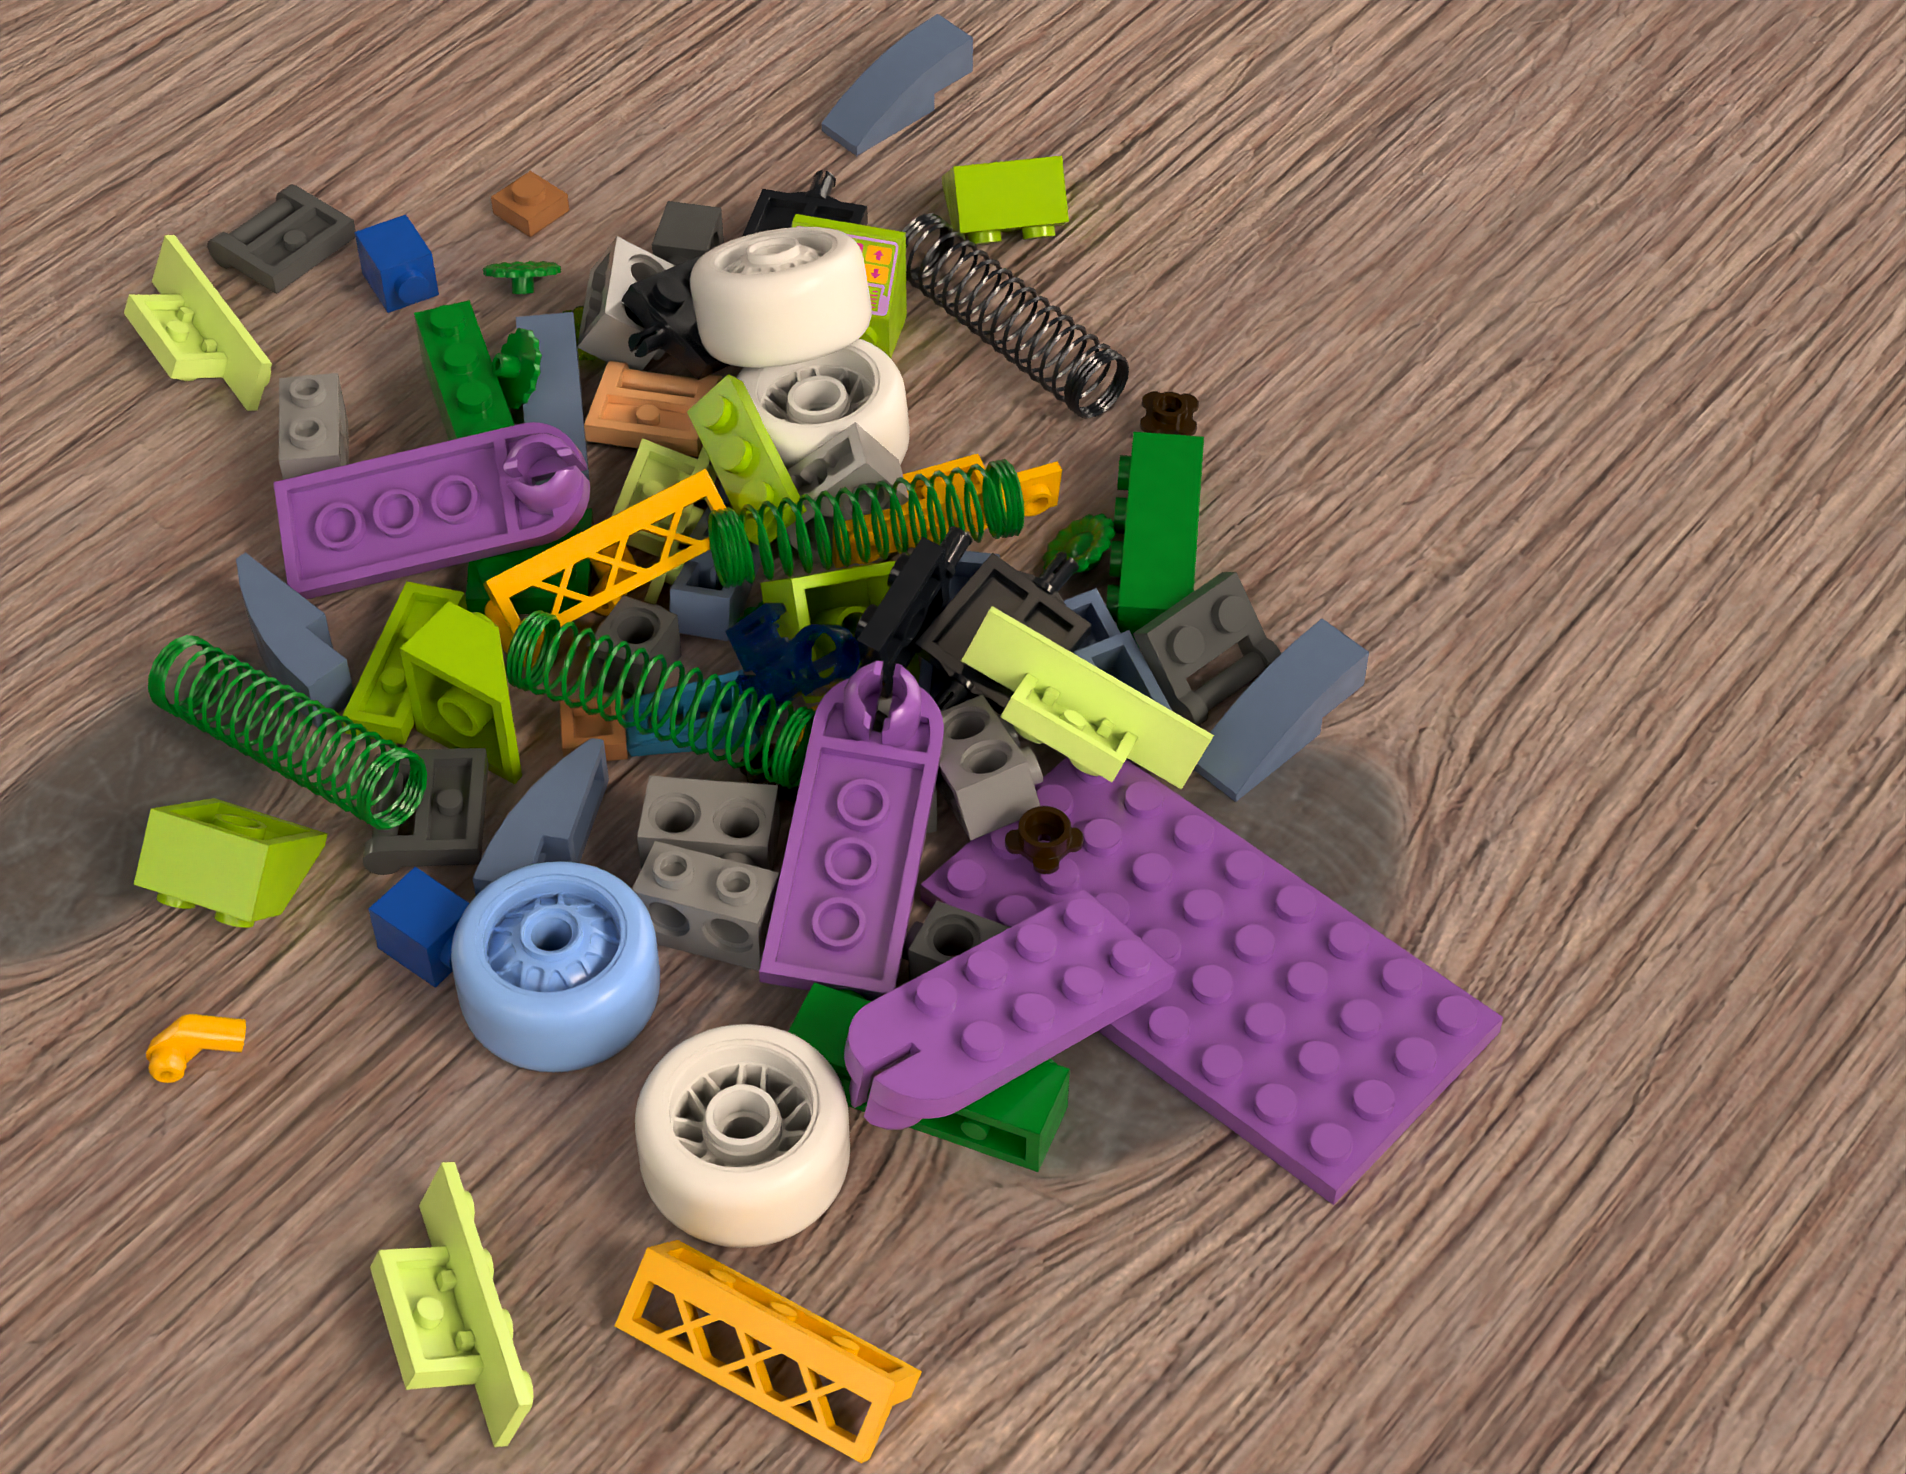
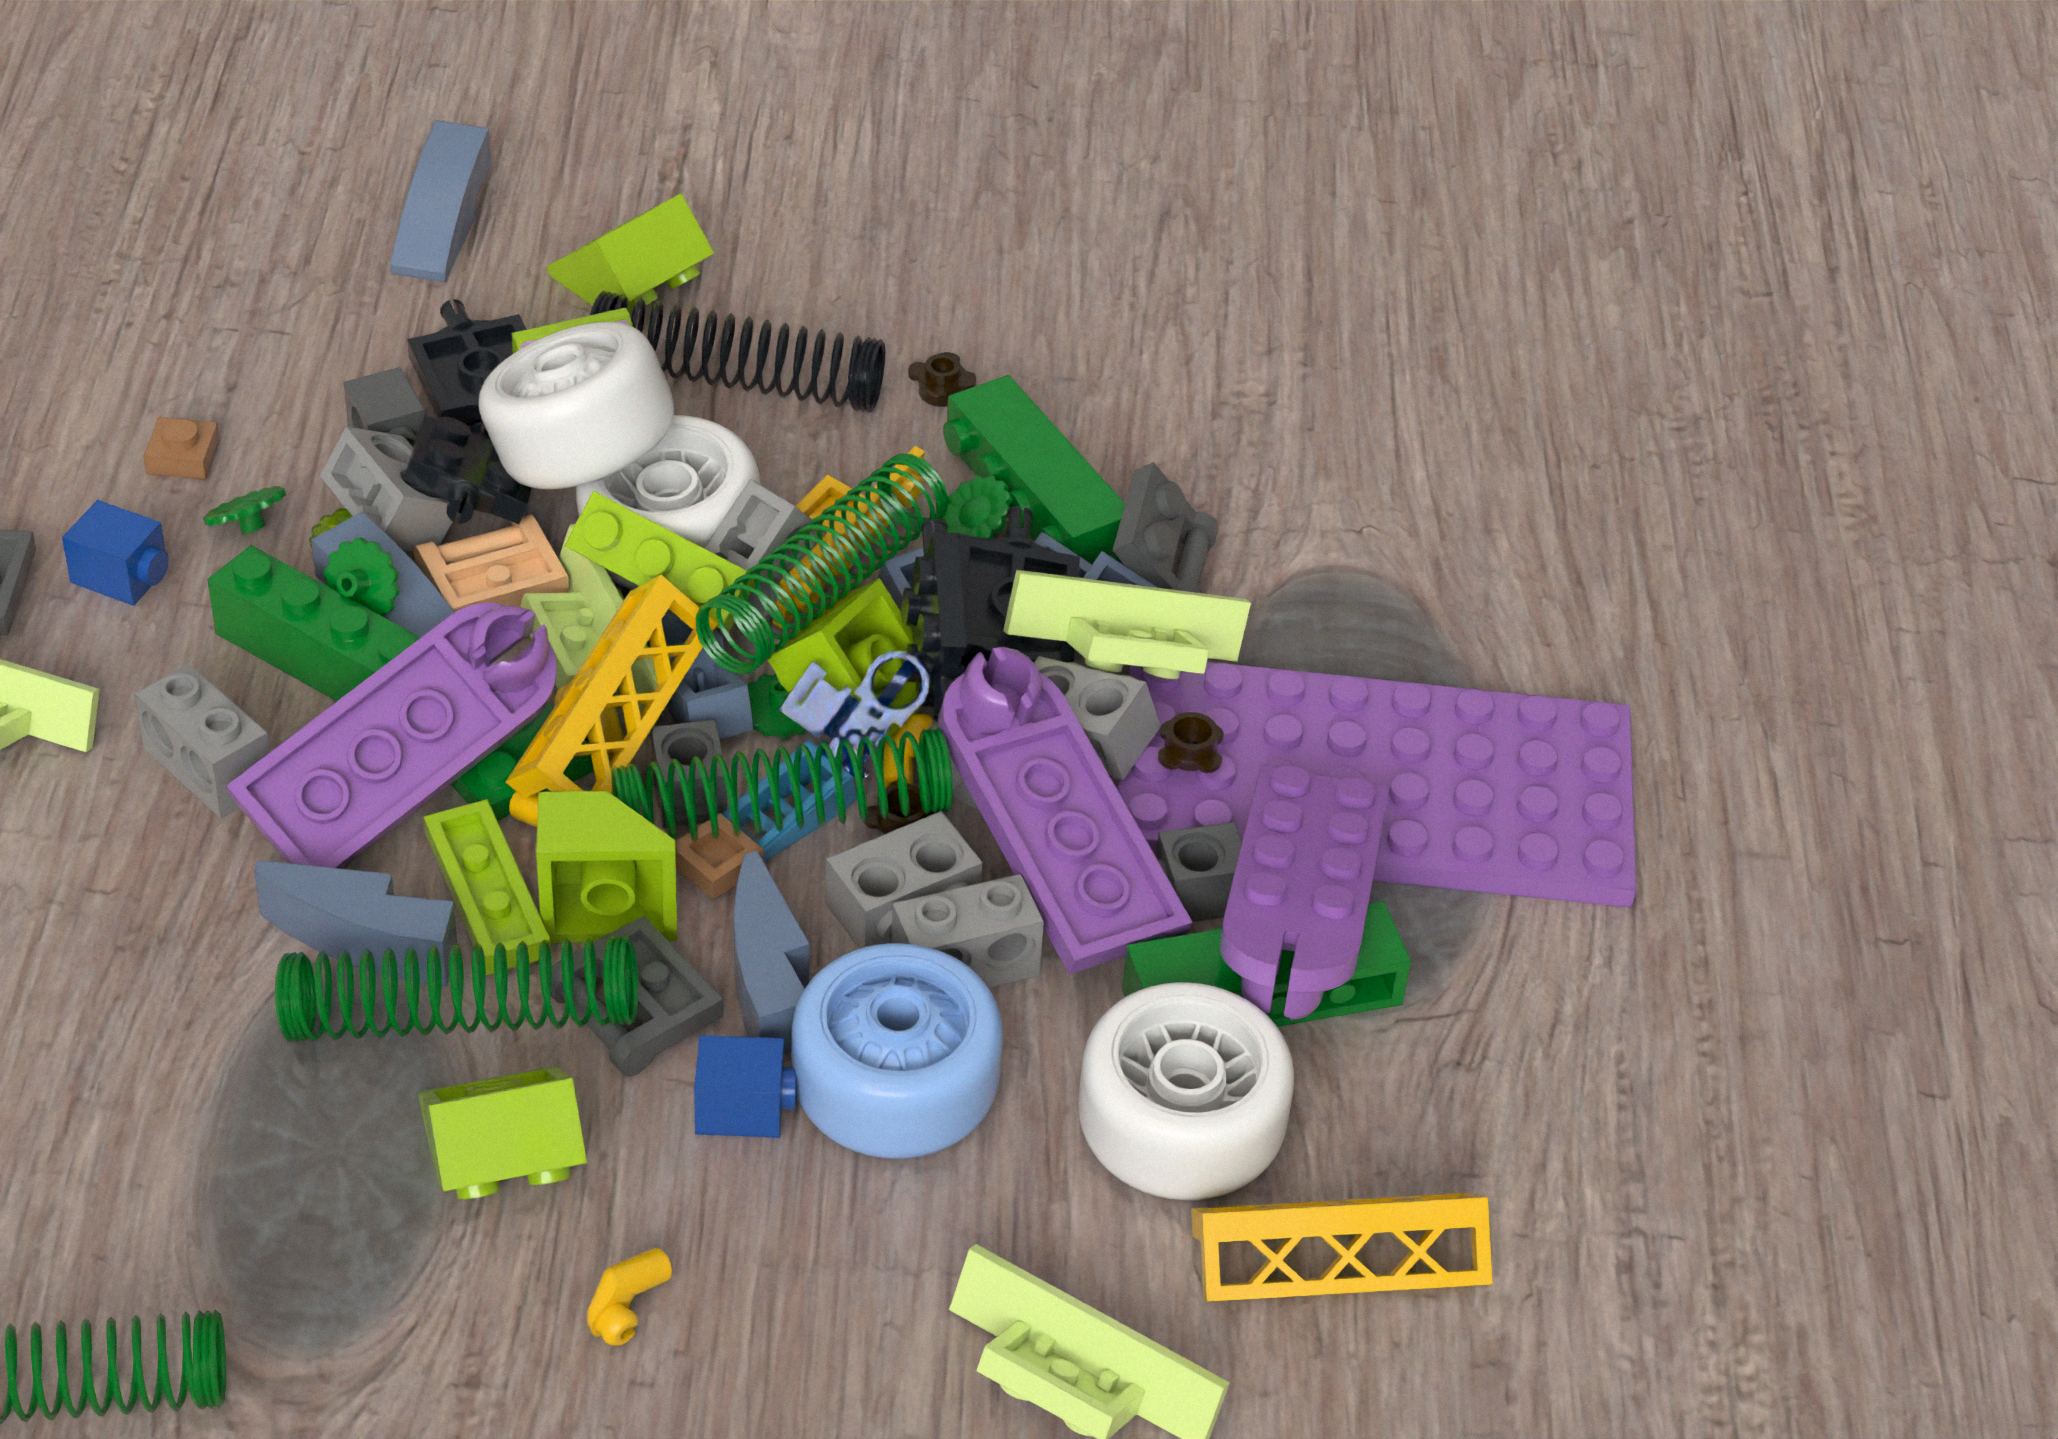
camera: 40 degrees left, 5 degrees down
(1283, 709) = (1263, 553): sand blue slope -> none

